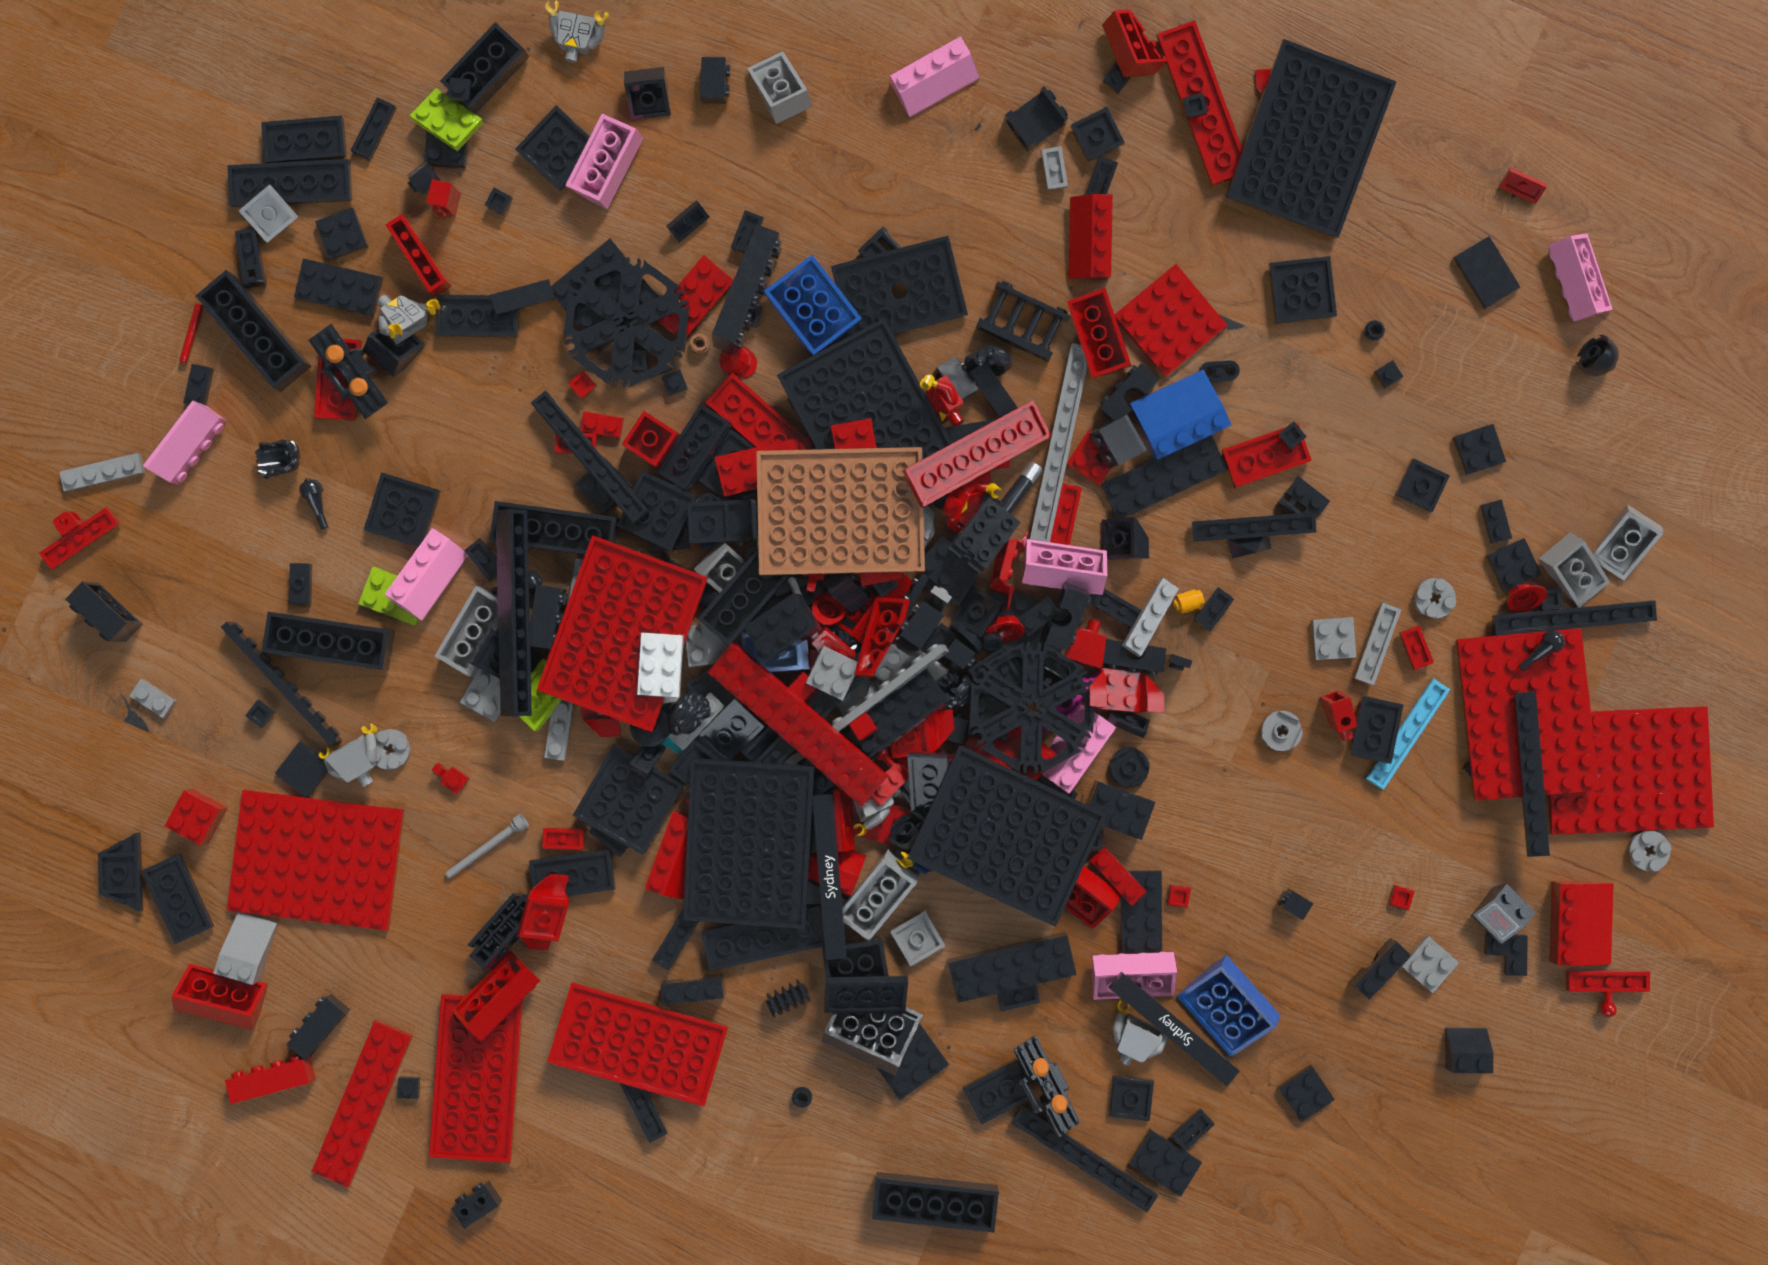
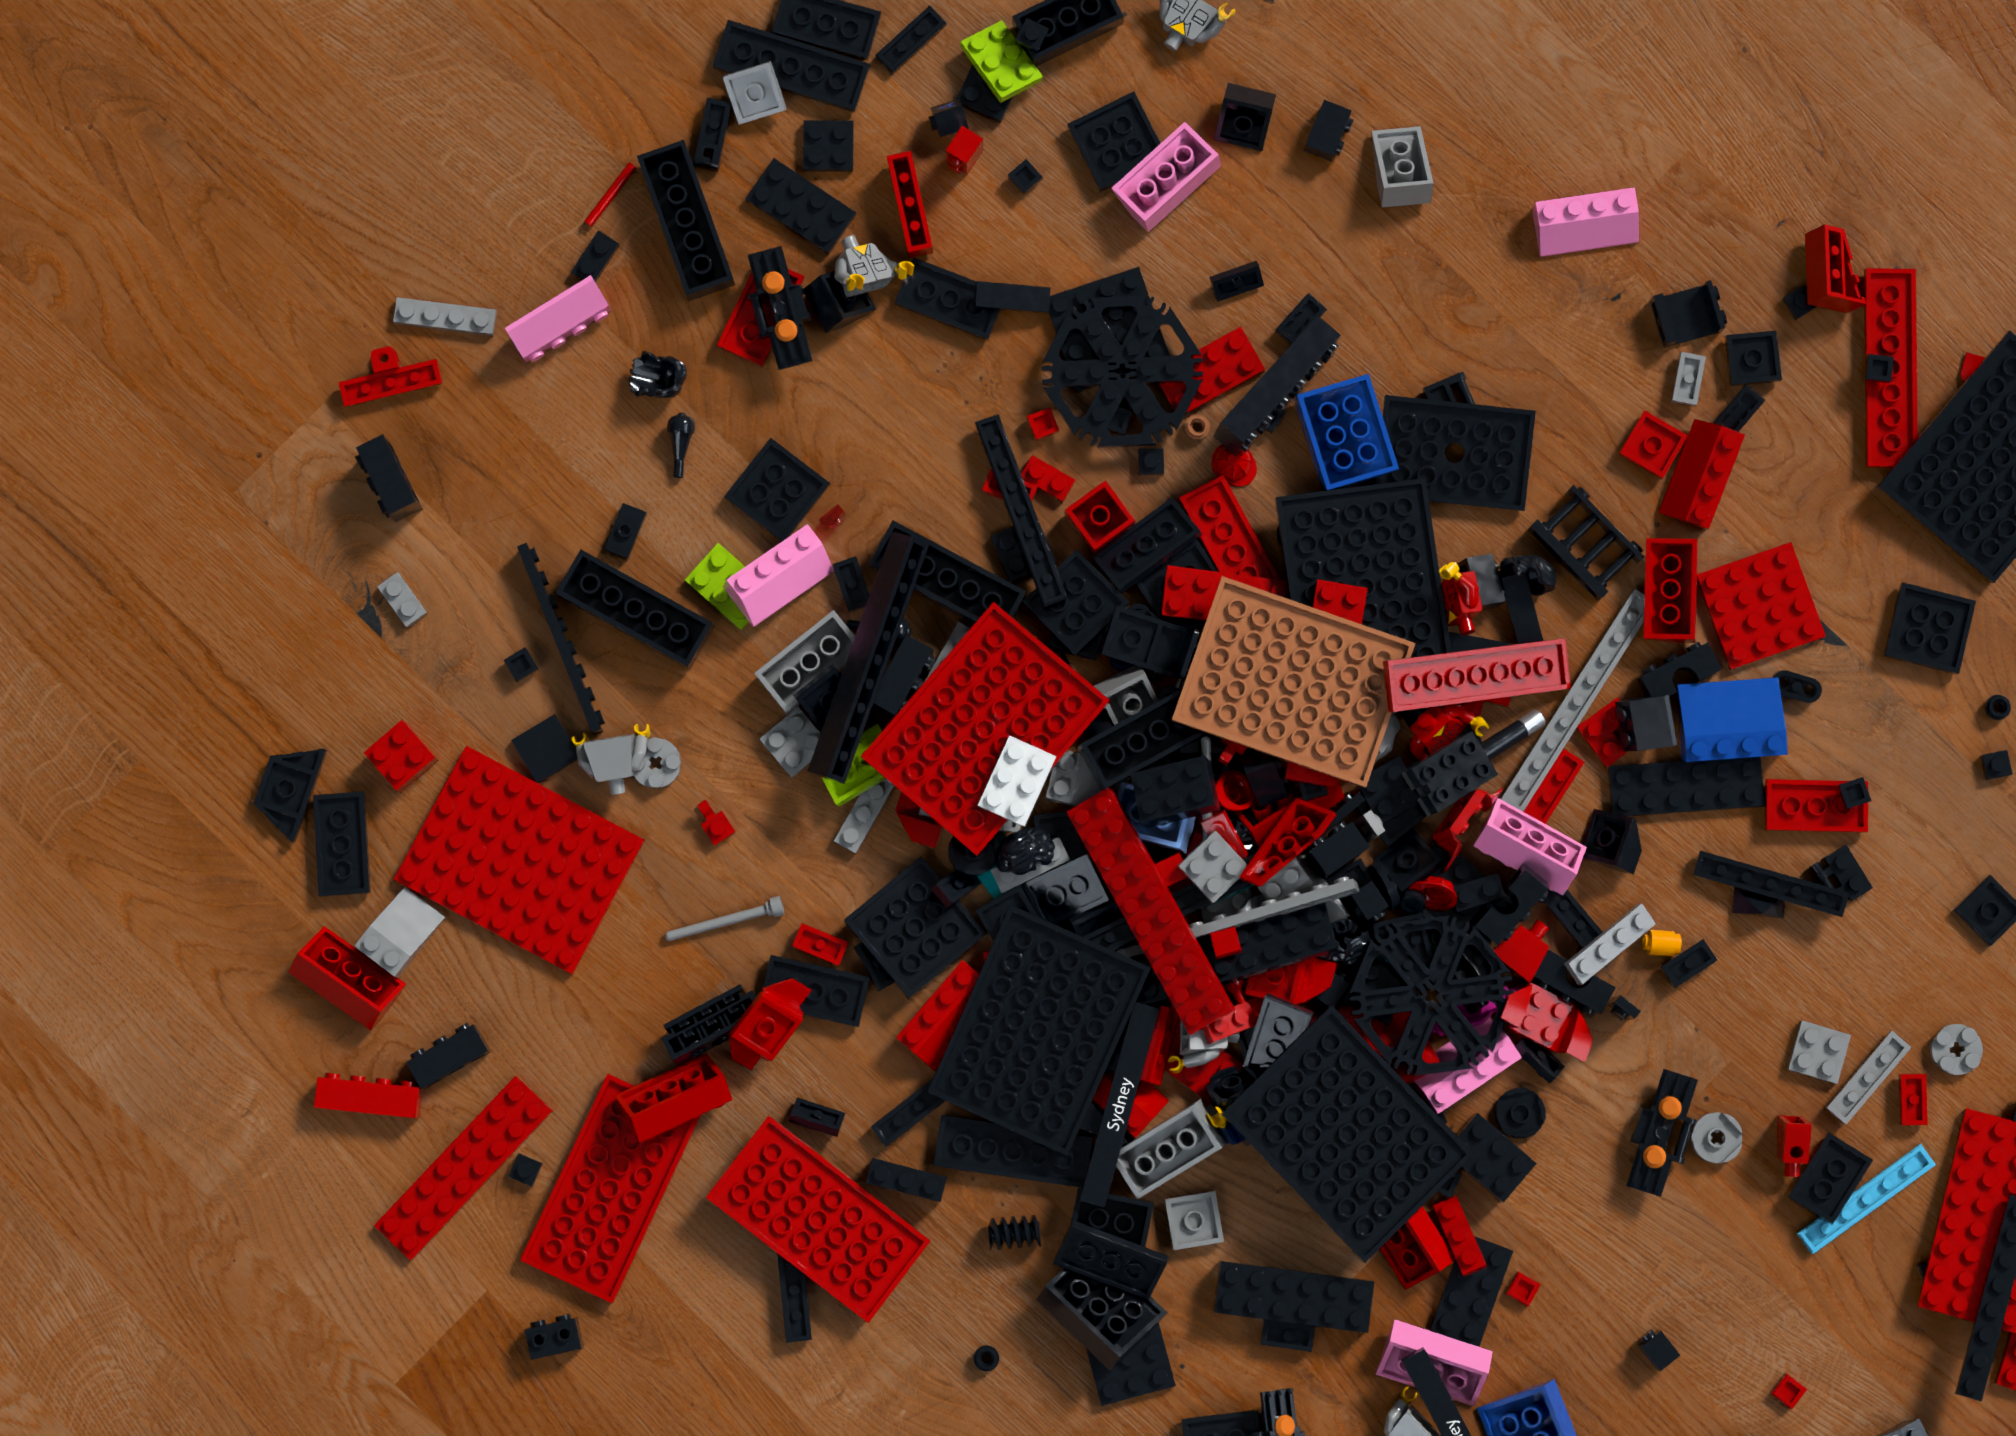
camera: 20 degrees right, 5 degrees down
(451, 515) = (832, 518): none -> clear red plate
(609, 967) = (817, 1117): none -> black plate
(1046, 228) = (1653, 444): none -> red plate
(1233, 747) = (1653, 1131): none -> black piece

